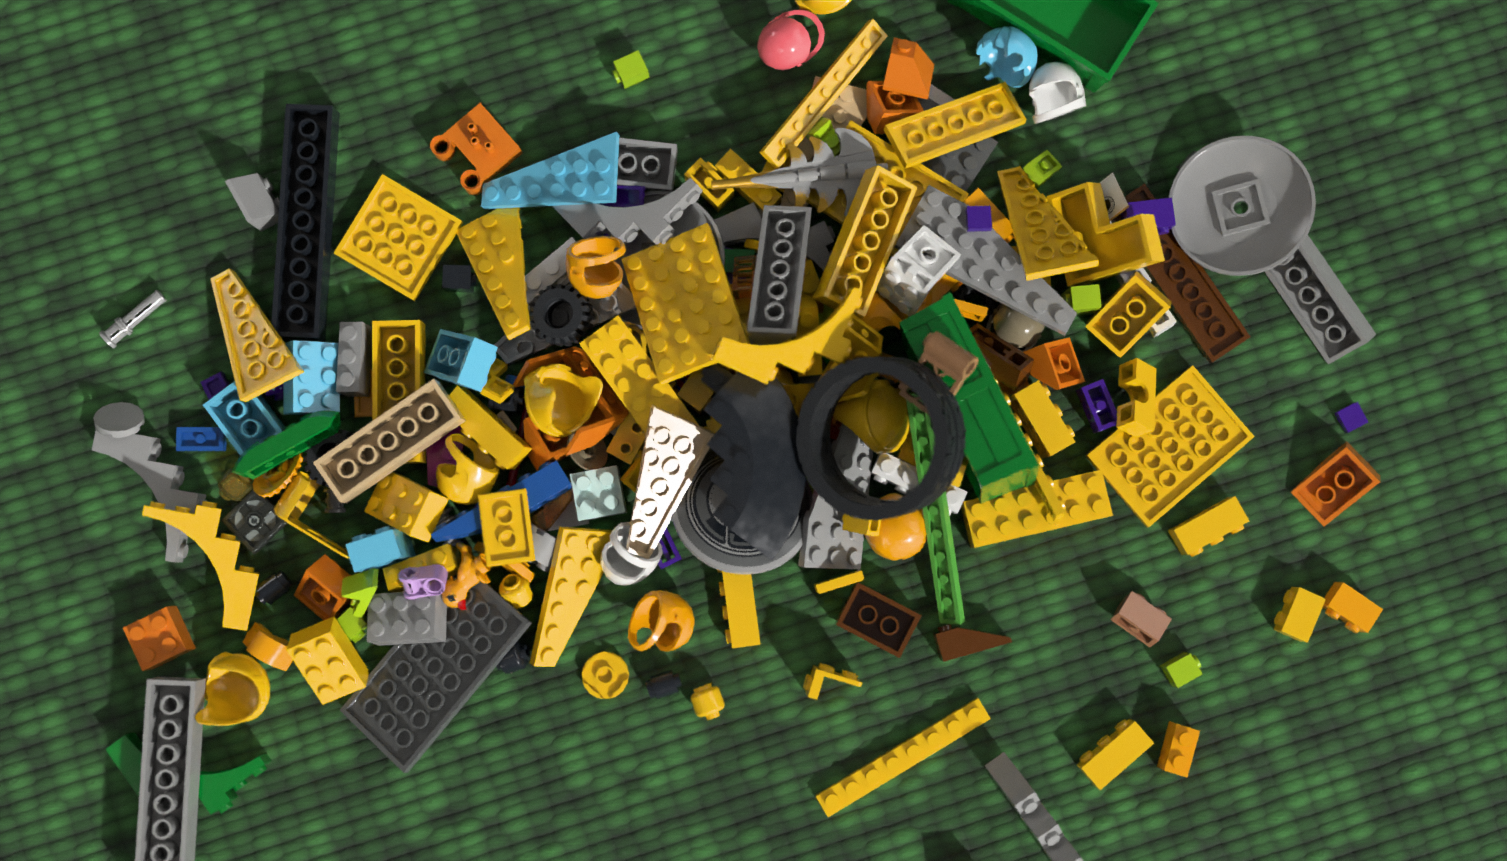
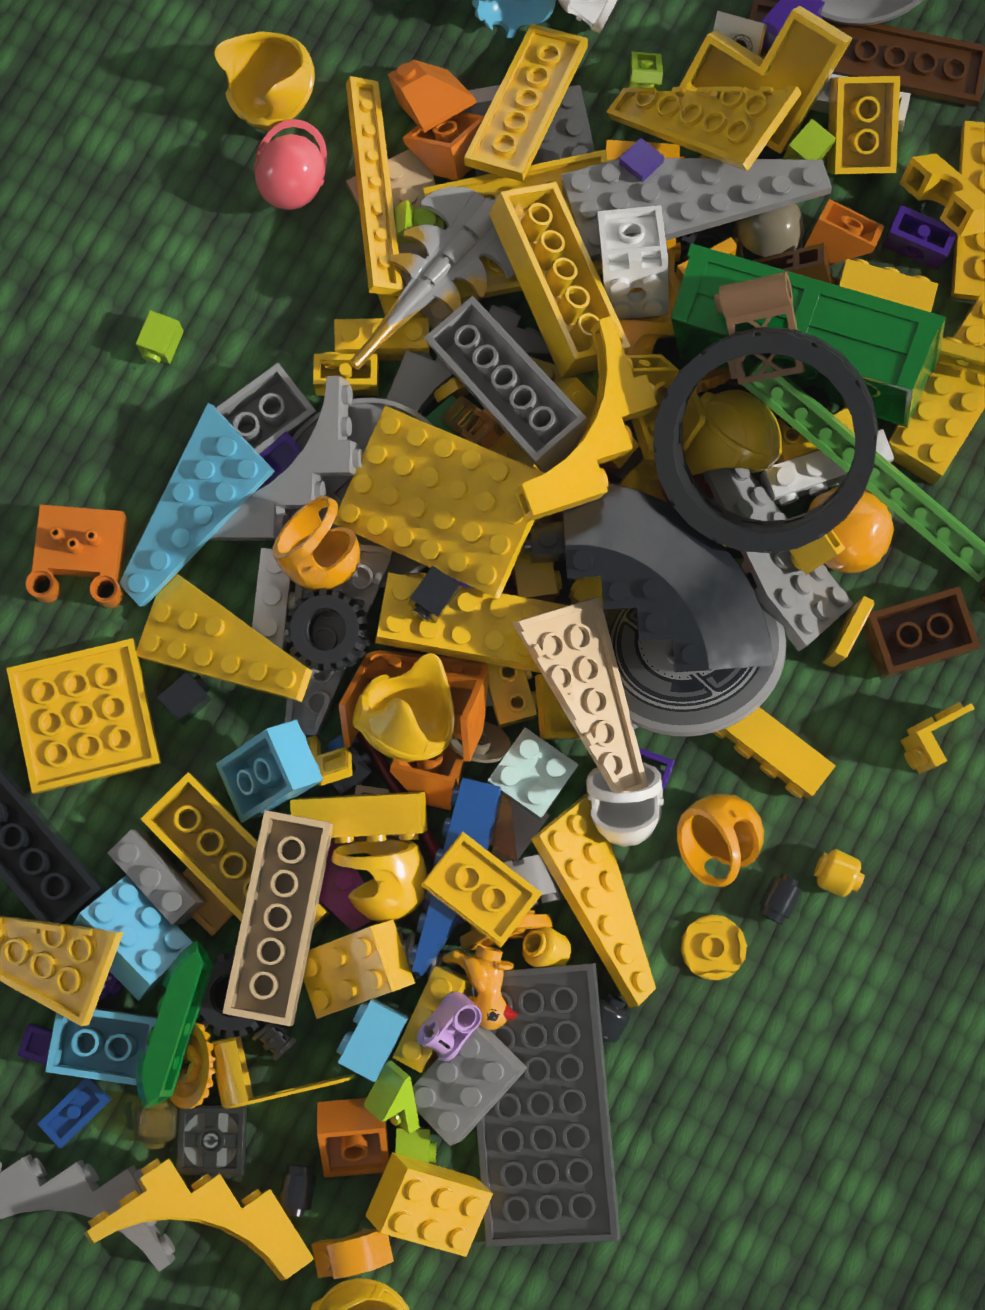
camera: 45 degrees left, 5 degrees down
(626, 350) = (433, 595): none -> black brick

